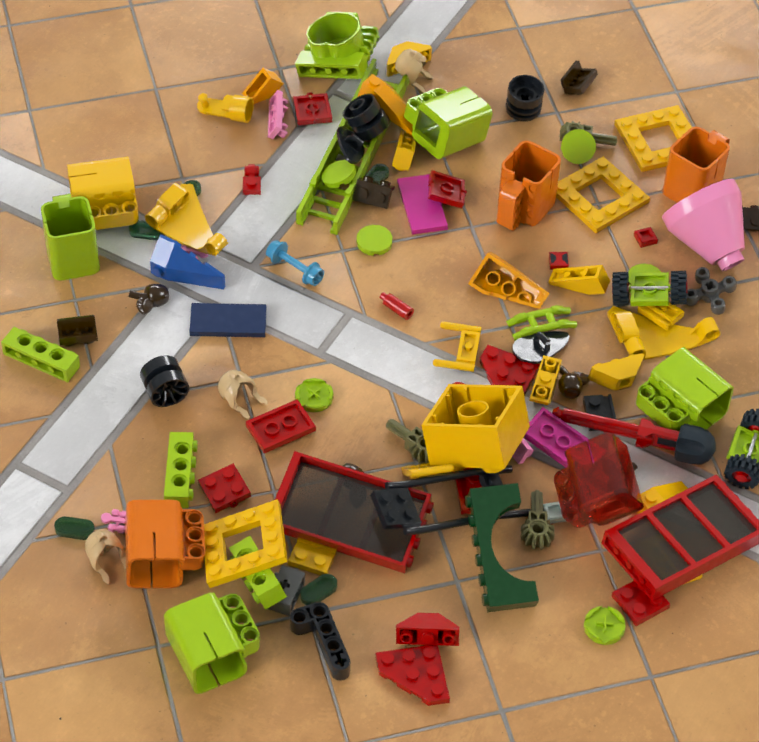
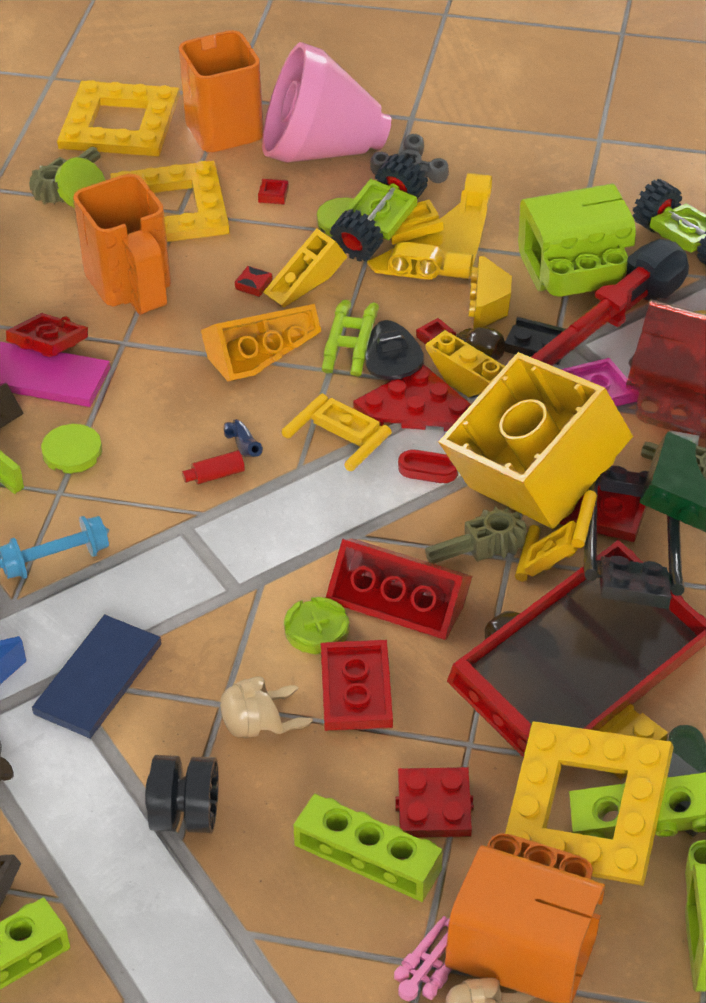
camera: 60 degrees left, 5 degrees down
(357, 417) = (398, 588): none -> red slope
(425, 310) = (245, 441): none -> dark blue arm
(572, 361) = (431, 330): none -> red tile

